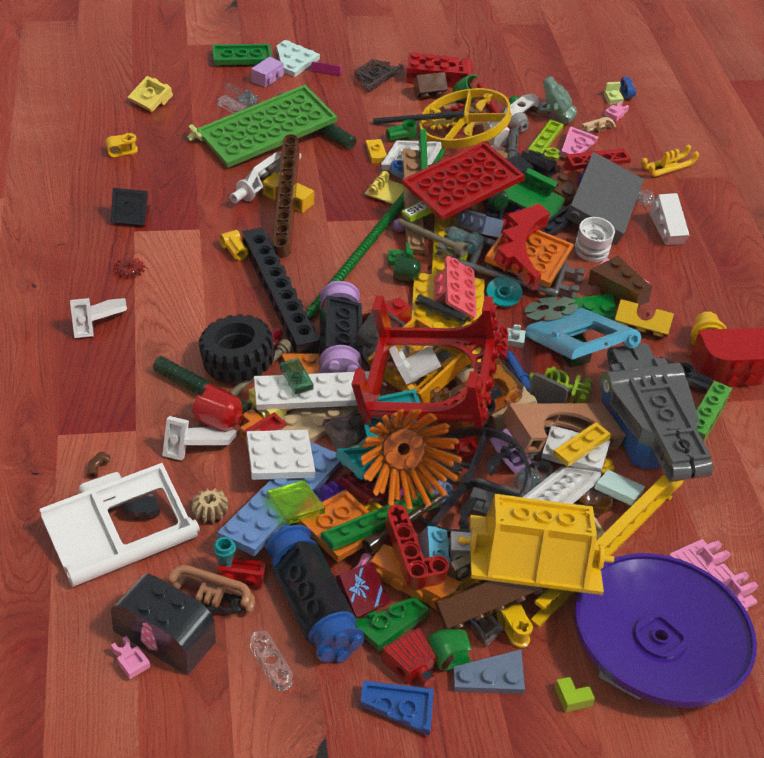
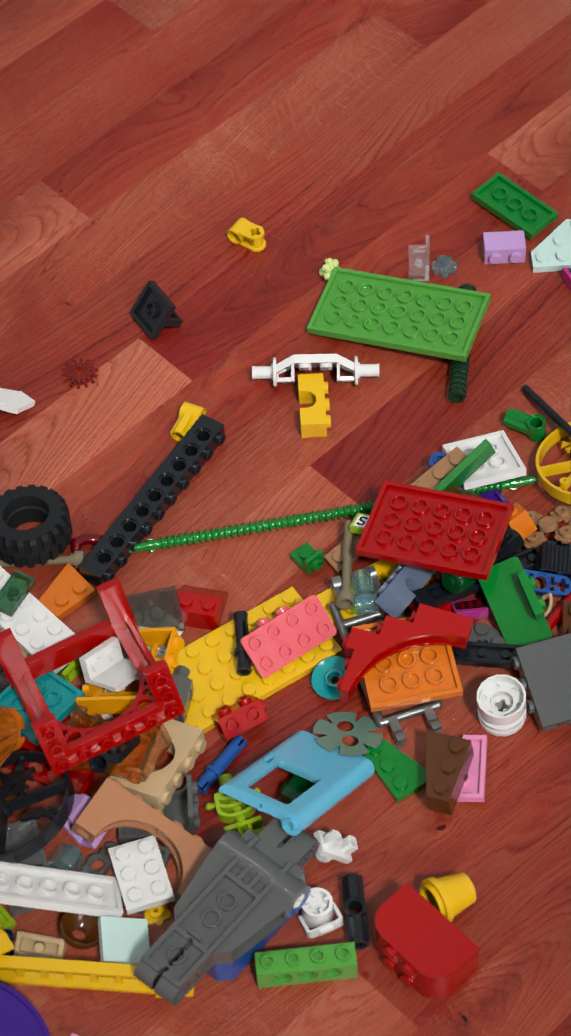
camera: 60 degrees right, 10 degrees up
(150, 94) = (354, 193): light yellow plate -> none
(286, 196) = (287, 407): reddish brown beam -> none
(338, 327) = (142, 570): brick -> none
(376, 150) = (471, 424): yellow plate -> none
(384, 188) = (406, 470): light yellow hinge -> none
(406, 269) = (281, 577): dark green helmet -> none
(516, 336) = (277, 730): light aqua tile -> none
(581, 444) = (133, 872): yellow plate -> none
(659, 324) = (418, 842): yellow arch -> none

